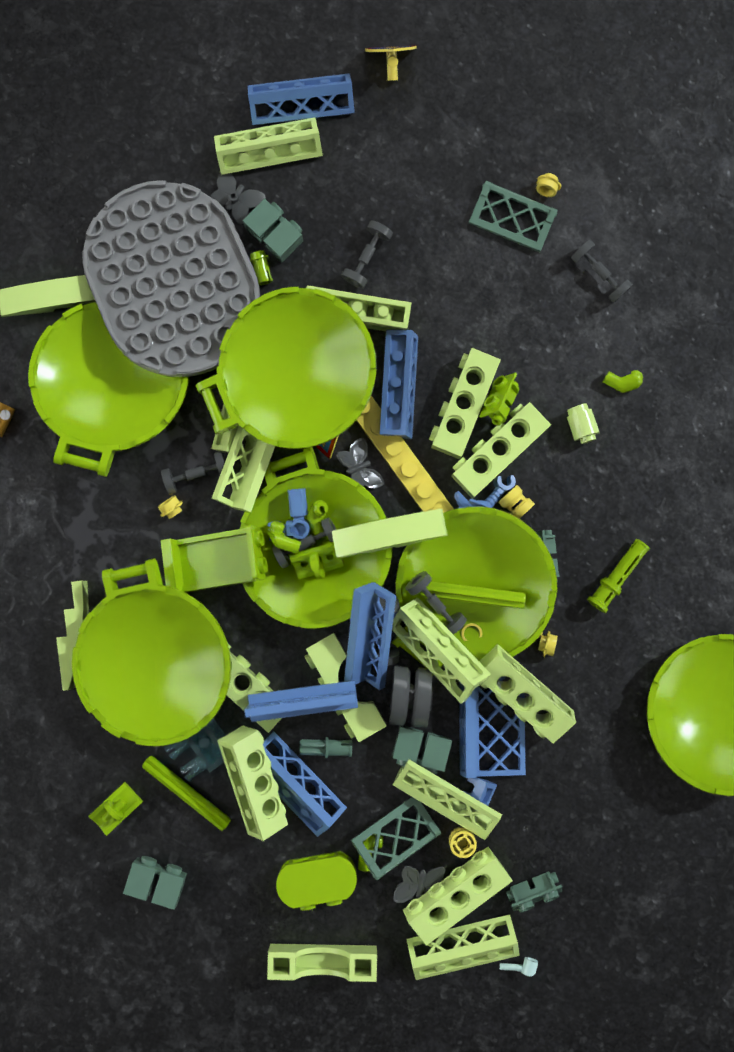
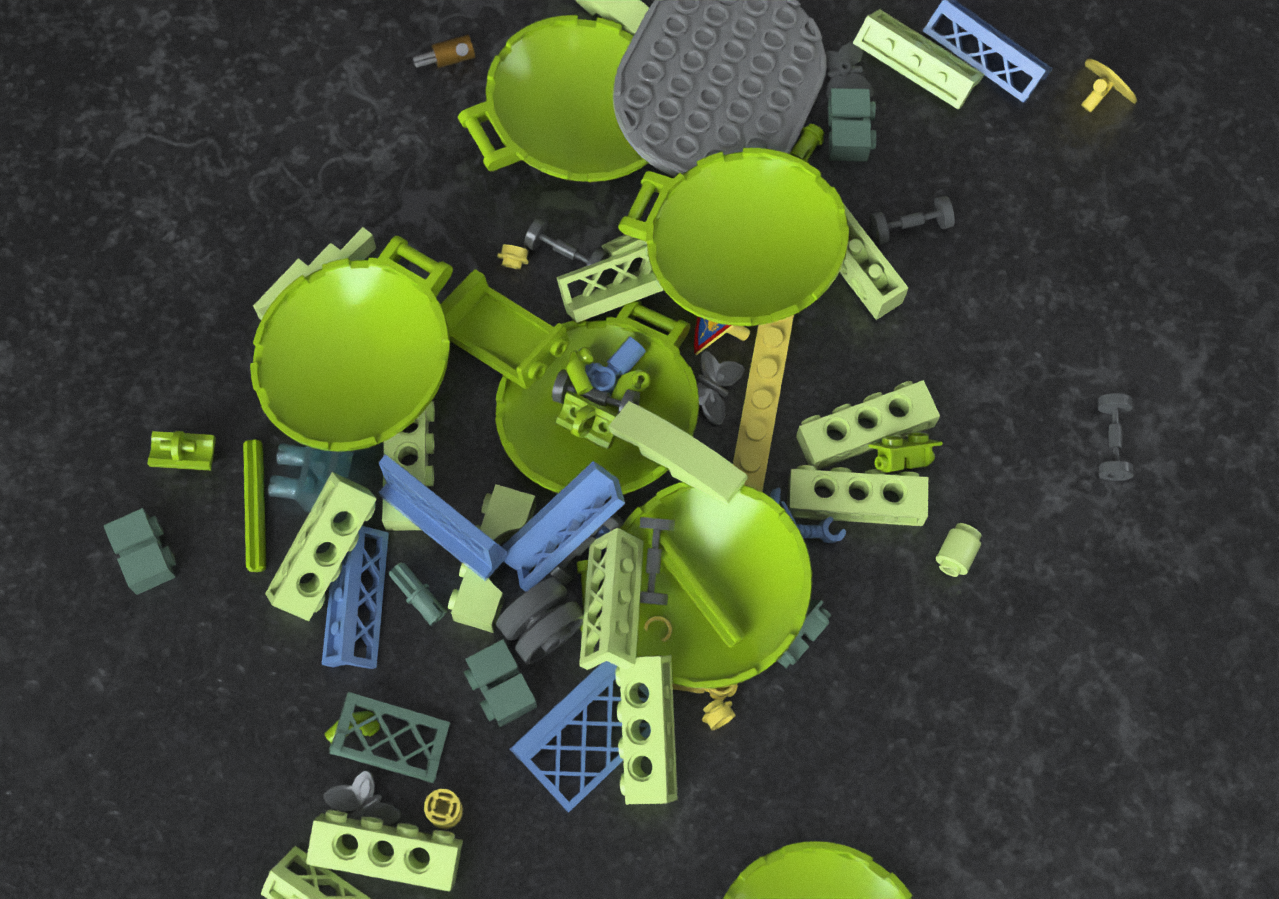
camera: 50 degrees right, 15 degrees down
(301, 960) = (199, 777): yellowish green arch -> none
(316, 880) = (277, 701): lime brick -> none
(399, 383) = (825, 350): medium blue fence -> none
(446, 799) = (472, 750): yellowish green fence -> none
(482, 790) = (510, 782): medium blue tile -> none
(512, 498) = (823, 556): light yellow wheel -> none
(515, 237) = (1065, 337): sand green window -> none
(548, 185) = (1140, 319): light yellow plate -> none
(612, 585) = (835, 722): lime pin -> none
(625, 383) = (1036, 556): lime arm -> none

